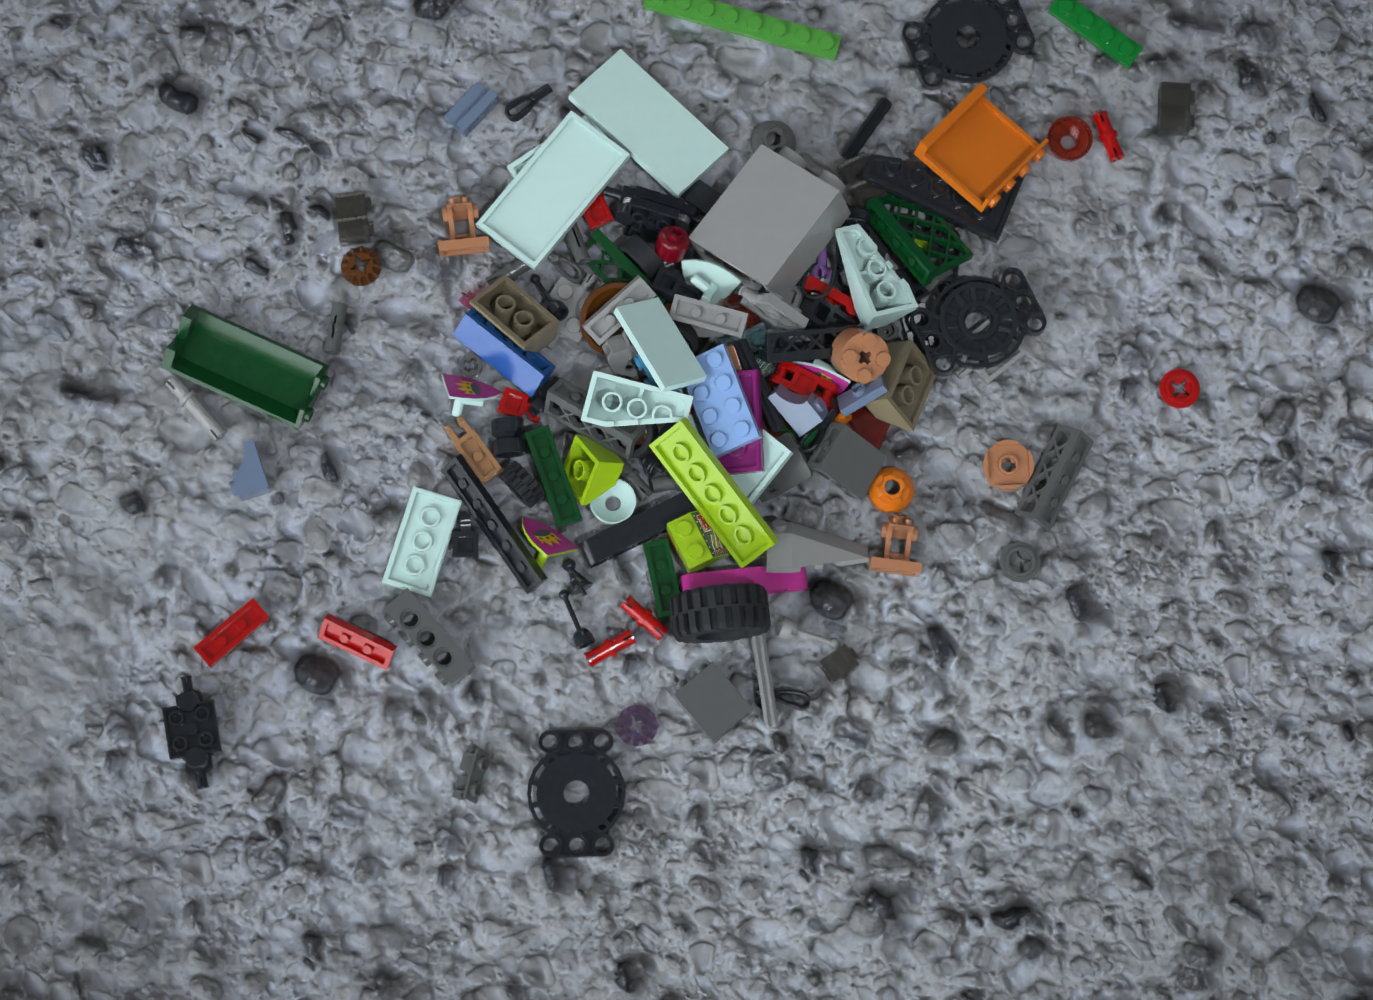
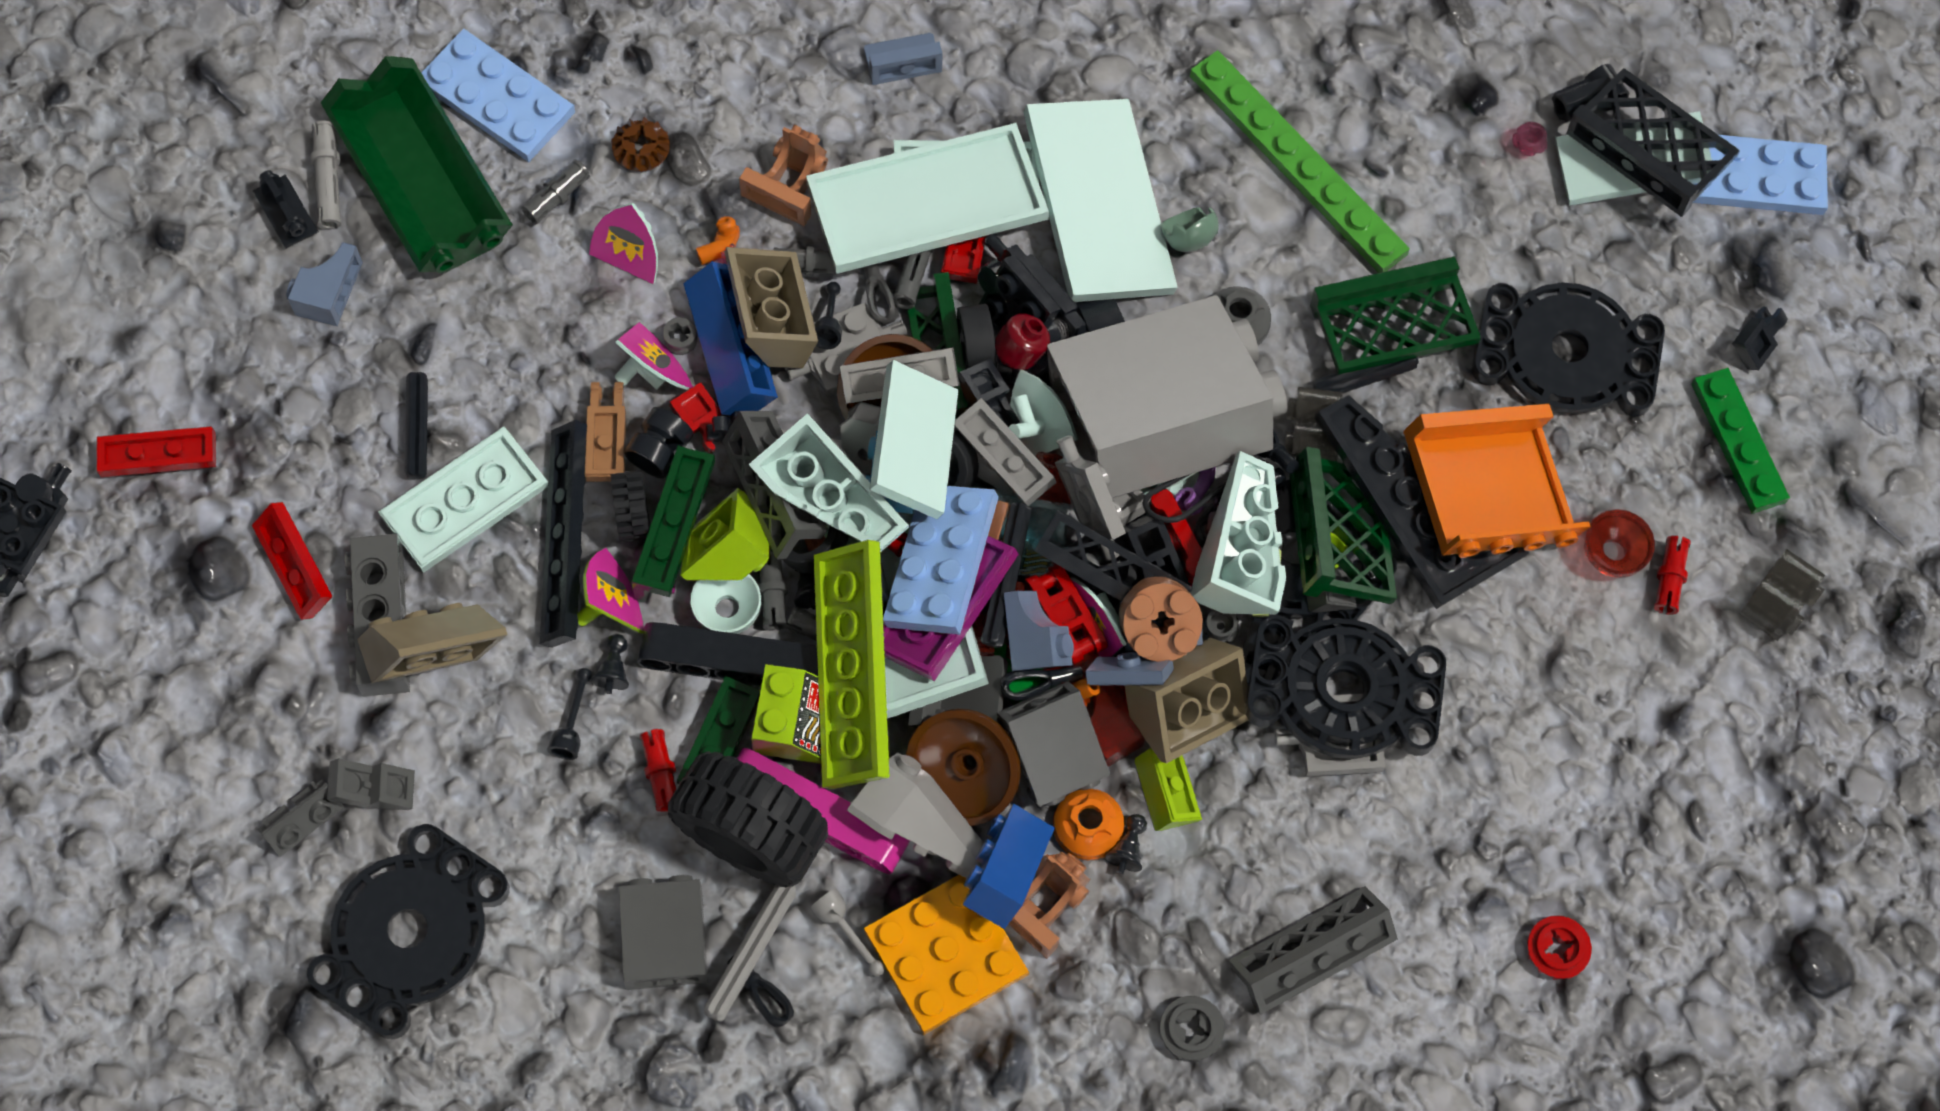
camera: 35 degrees right, 10 degrees down
(188, 444) = (284, 209): none -> black hinge
(254, 291) = (497, 95): none -> light blue plate
(353, 219) = (671, 85): clear smoke brick -> none
(363, 518) = (416, 425): none -> black axle
(403, 332) = (626, 242): none -> dark pink shield
(453, 292) = (727, 234): none -> orange arm
(465, 542) = (513, 530): black plate -> none
(474, 633) = (428, 641): none -> dark tan slope
(498, 732) = (370, 786): none -> dark grey slope
(534, 97) = (980, 90): black piece -> none
(610, 647) = (589, 778): red pin -> none
(641, 714) = (537, 884): clear purple gear -> none
(712, 107) = (1190, 229): none -> sand green hair
(821, 513) = (942, 751): none -> reddish brown dish
(839, 664) = (861, 996): clear smoke brick -> none
(846, 69) = (1378, 291): none -> dark green fence
(865, 610) = (944, 954): none -> light orange plate
(870, 543) = (1007, 865): none -> blue brick
(920, 444) = (1167, 791): none -> lime slope
(922, 492) = (1127, 852): none -> black piece
(1018, 455) = (1240, 901): nougat plate -> none

